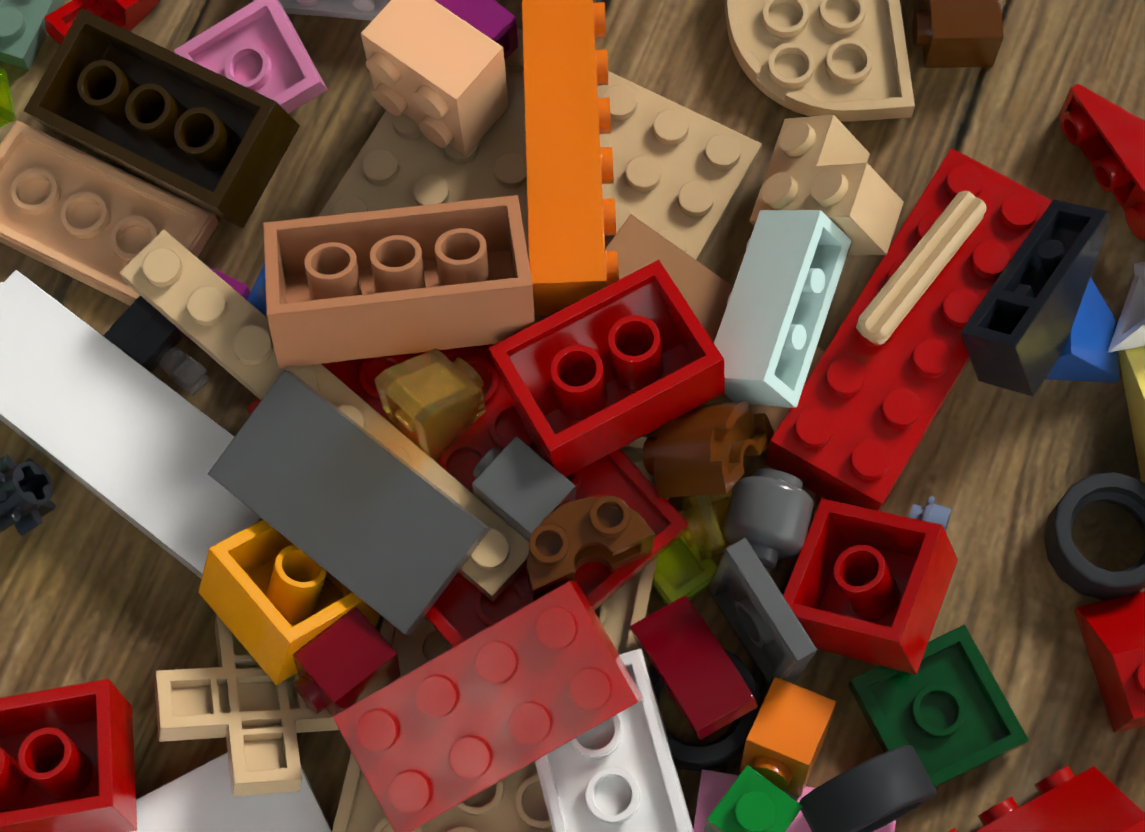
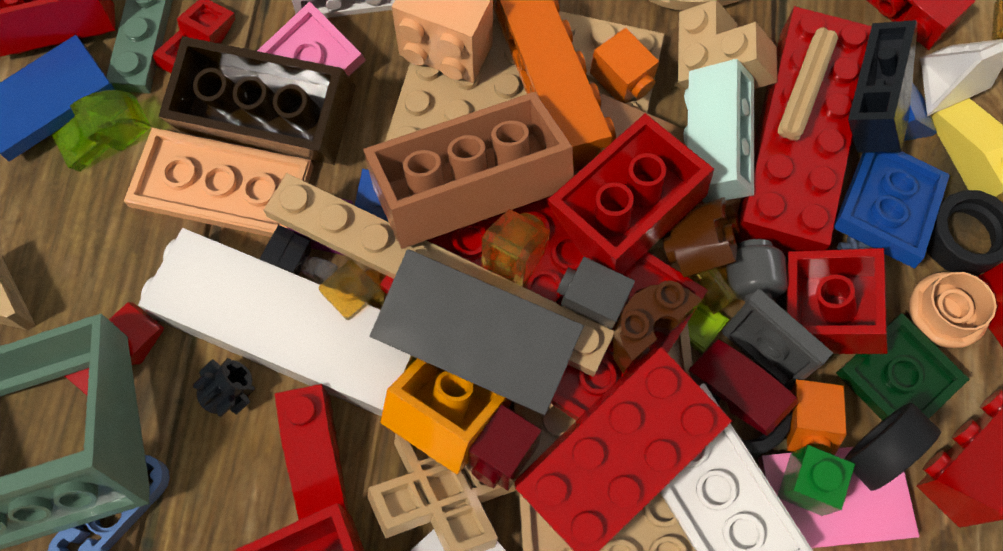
camera: 20 degrees left, 0 degrees up
(104, 602) = (310, 449): none -> red slope
(210, 405) = (352, 290): none -> clear yellow bracket
(677, 183) = (624, 67): none -> orange brick
(1002, 467) = (893, 204): none -> blue plate
(1037, 637) = (952, 308): none -> light nougat piece

